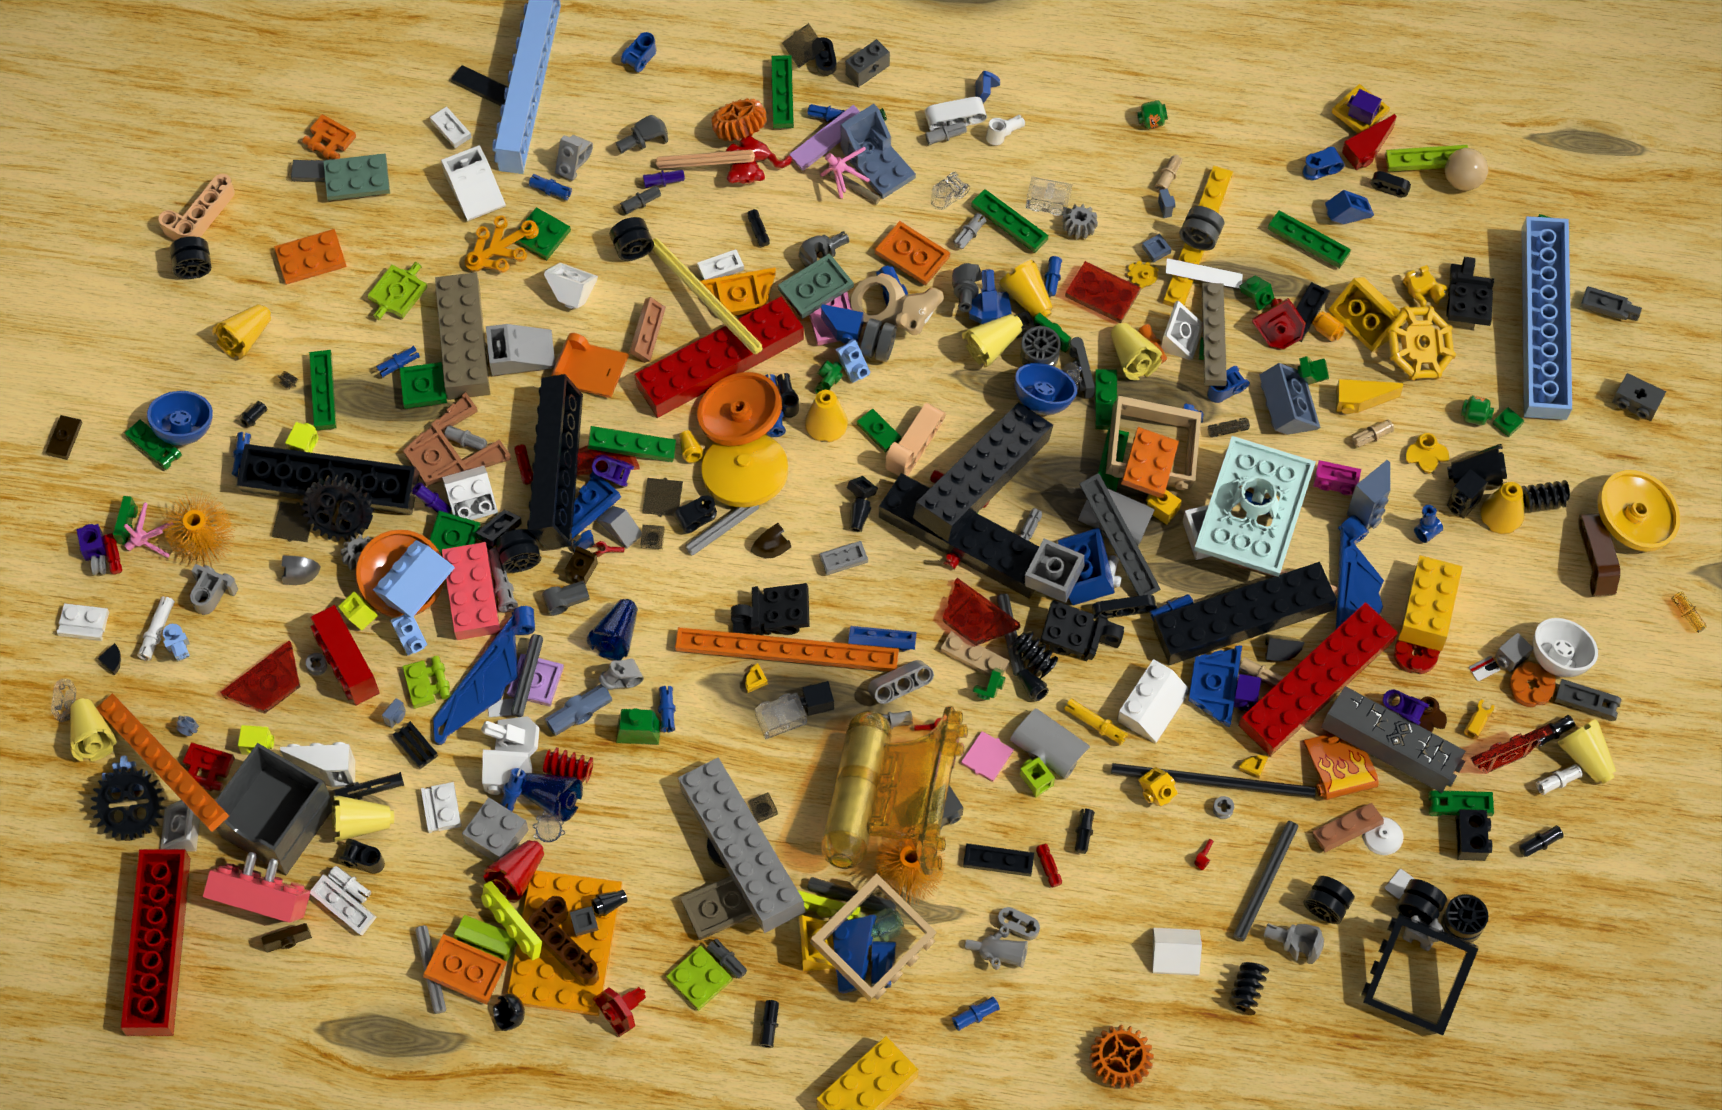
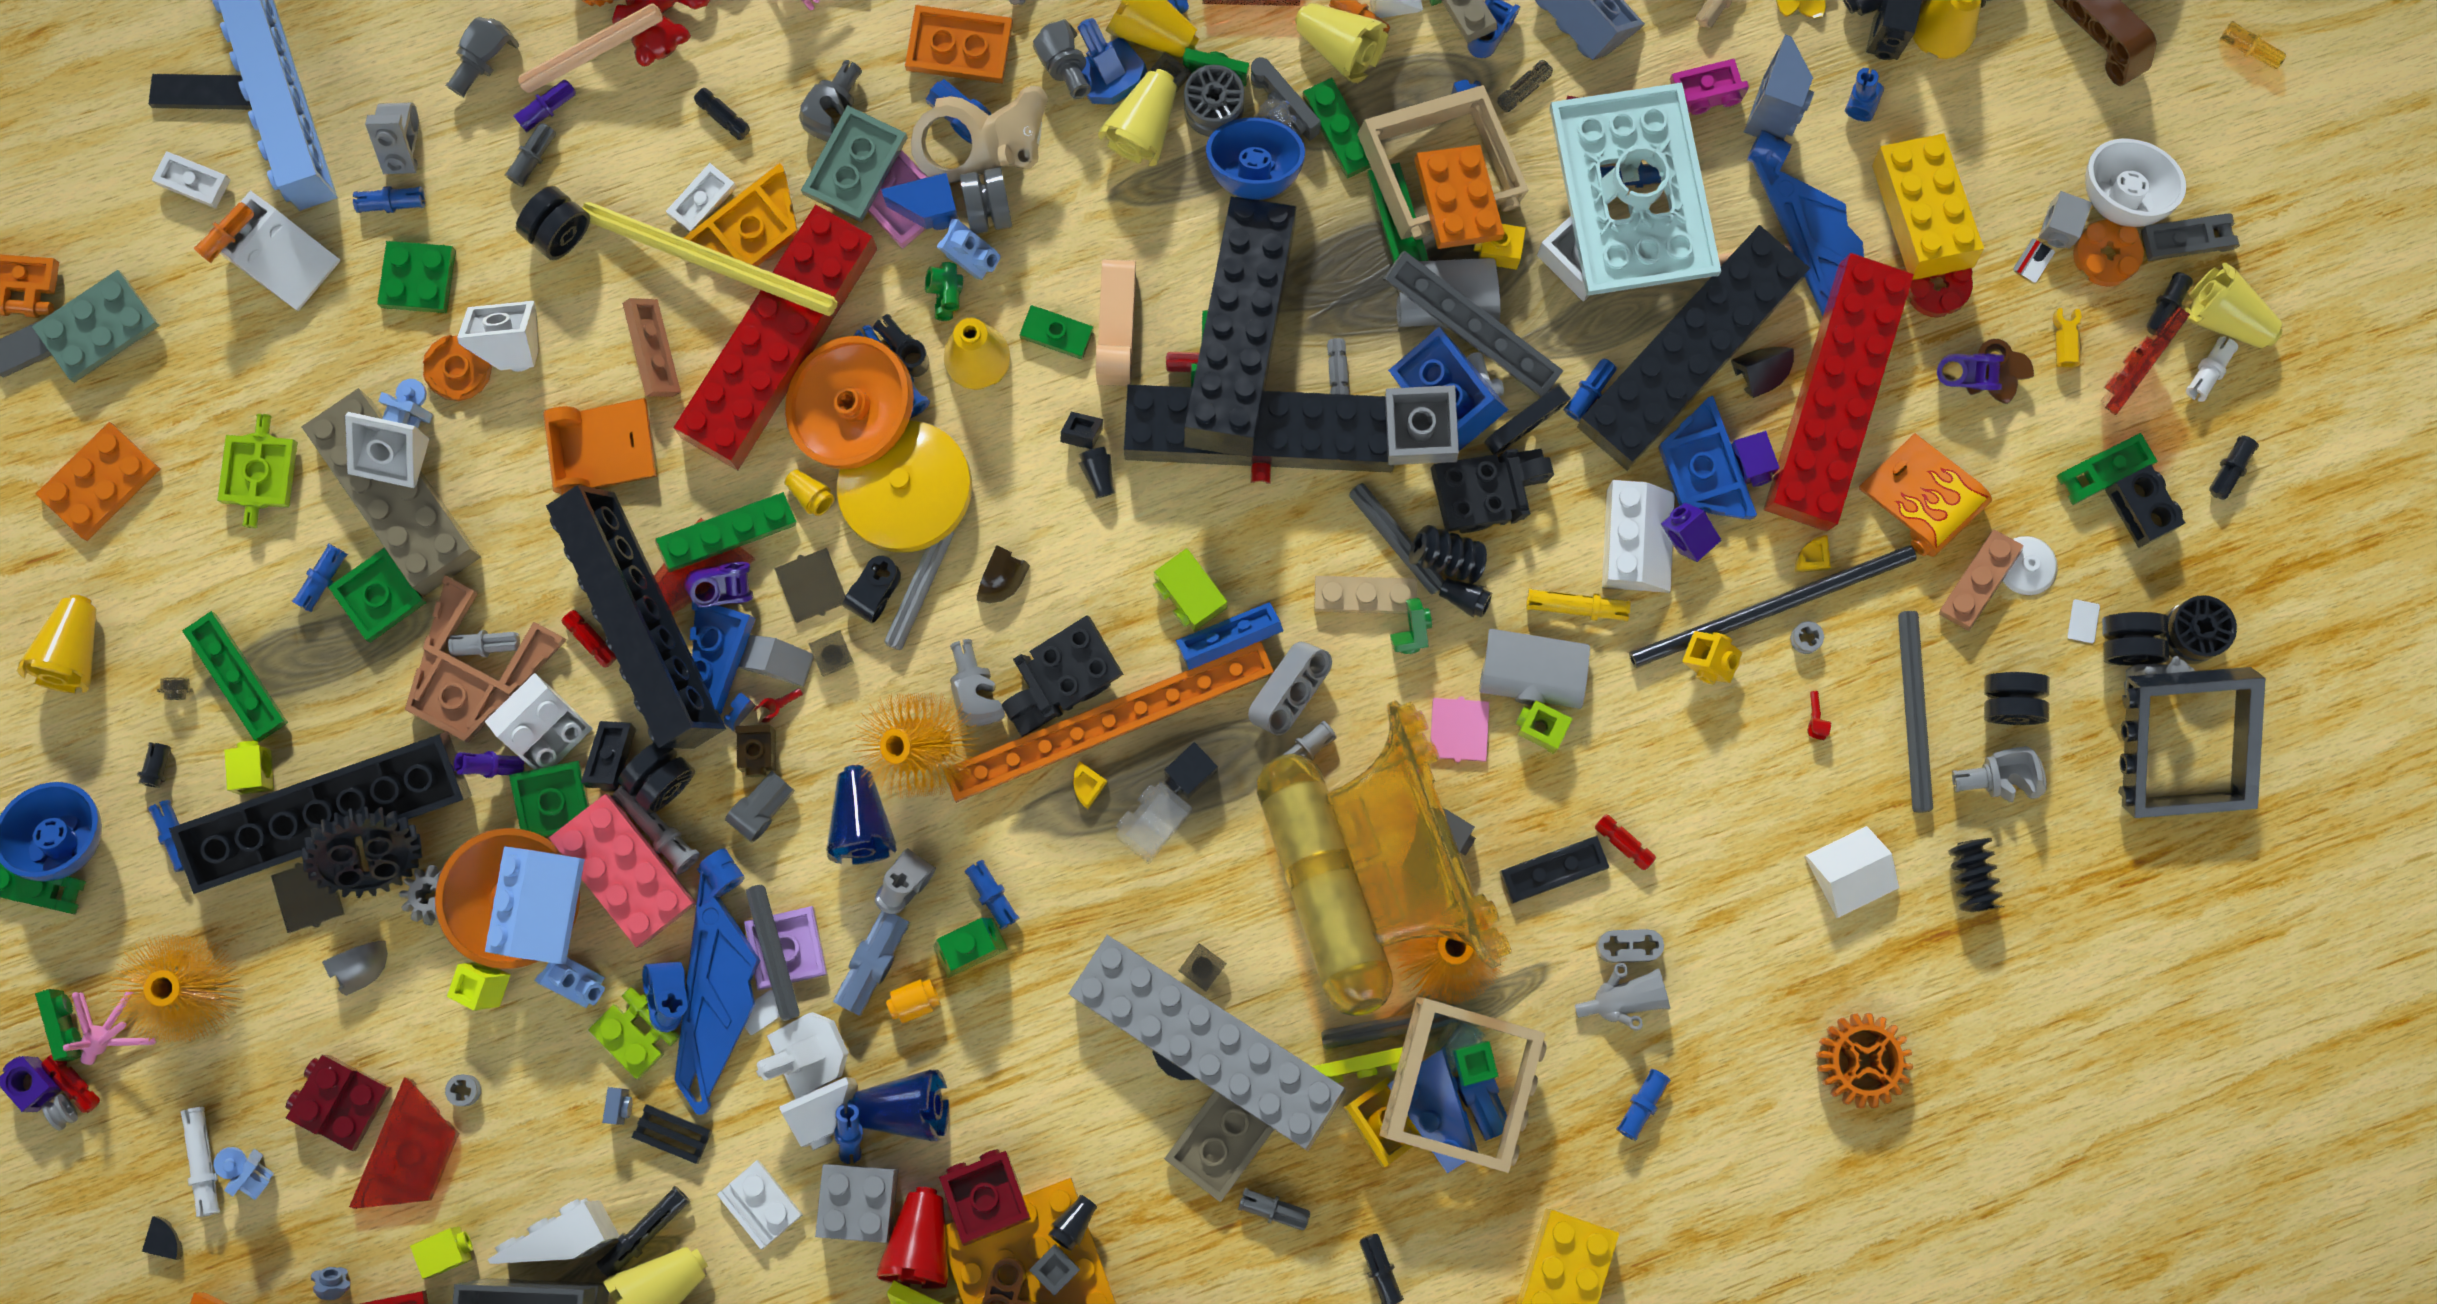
camera: 30 degrees left, 15 degrees up
(83, 622) = (87, 1207): white plate -> none
(210, 586) = (244, 1058): light grey pin -> none
(246, 634) = (336, 1101): none -> dark red plate
(343, 656) = (497, 1063): red brick -> none
(453, 158) = (224, 232): none -> orange axle
(455, 667) = (665, 994): none -> blue piece
(472, 307) = (384, 449): none -> white slope
(495, 296) = (406, 407): none -> light blue hips
(498, 246) = (365, 330): light orange plant -> none
(519, 349) = (485, 470): light grey slope -> none
(534, 291) = (454, 370): none -> orange tile
(548, 828) = (925, 1156): clear piece -> none
(567, 863) = (984, 1196): none -> dark red plate
(568, 765) = (905, 1051): red piece -> none
(589, 741) = (913, 1000): none -> light orange brick
(670, 600) = (916, 744): none -> light orange piece
(699, 978) = (1250, 1255): lime plate -> none
(714, 603) = (966, 684): none -> light grey piece
(843, 558) = (1112, 546): light grey plate -> none
(874, 602) = (1190, 590): none -> lime brick
(885, 923) = (1475, 1063): none -> green plate
(928, 726) = (1362, 728): red hand -> none
(976, 616) = (1338, 538): clear red wing -> none
(1084, 830) = (1646, 769): black axle -> none
(1185, 711) = (1691, 531): none -> dark purple brick
(1257, 670) = (1755, 420): tan axle -> none
(1394, 739) = (1981, 427): dark grey brick -> none

